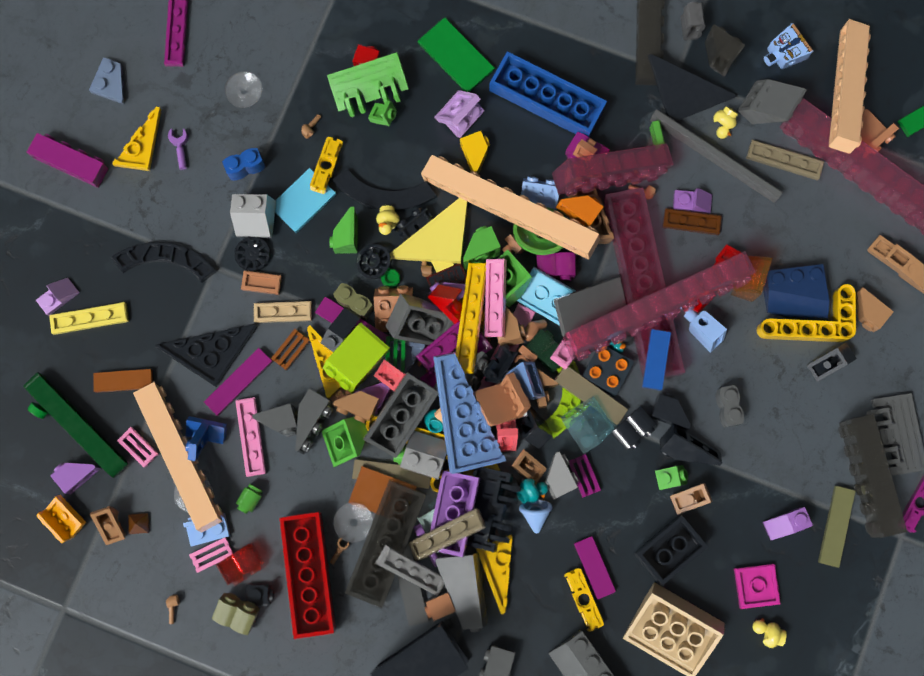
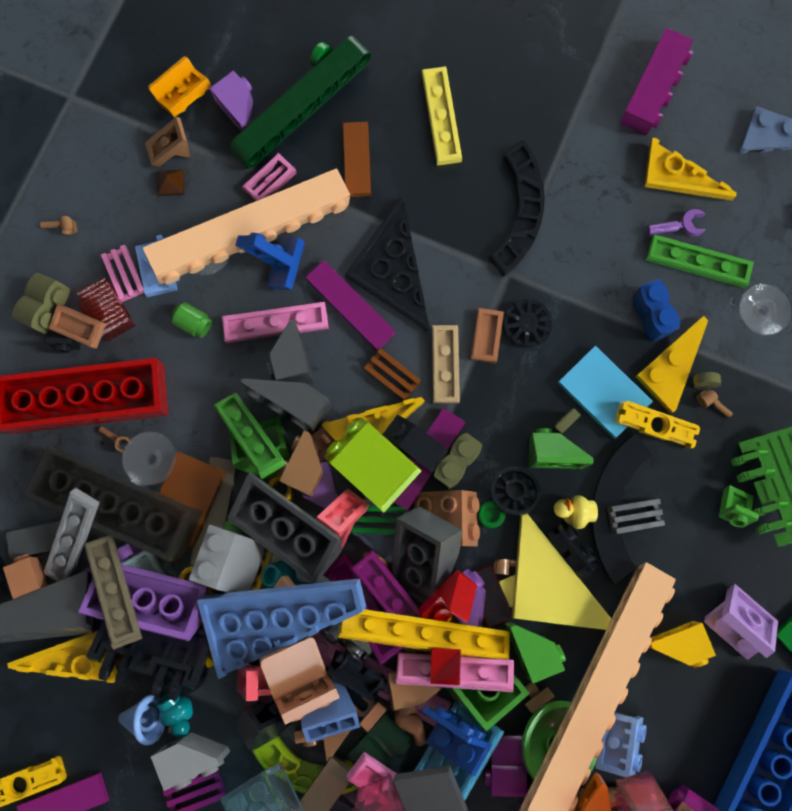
camera: 90 degrees right, 0 degrees up
(57, 295) = (472, 75): lavender slope -> none
(206, 134) = (699, 261): none -> bright green tile
(252, 215) = (582, 322): light grey slope -> none
(254, 581) = (77, 326): none -> nougat tile
(287, 156) = (669, 371): none -> yellow wing
(294, 131) = (707, 380): none -> olive tile
(324, 226) = (566, 421): none -> olive tile
(335, 447) = (249, 435): none -> bright green tile
(387, 167) = (656, 512): none -> dark grey tile
(490, 302) = (445, 666): none -> red slope
(528, 466) = (212, 708): medium nougat slope -> none
(539, 297) = (457, 740): none -> blue bracket

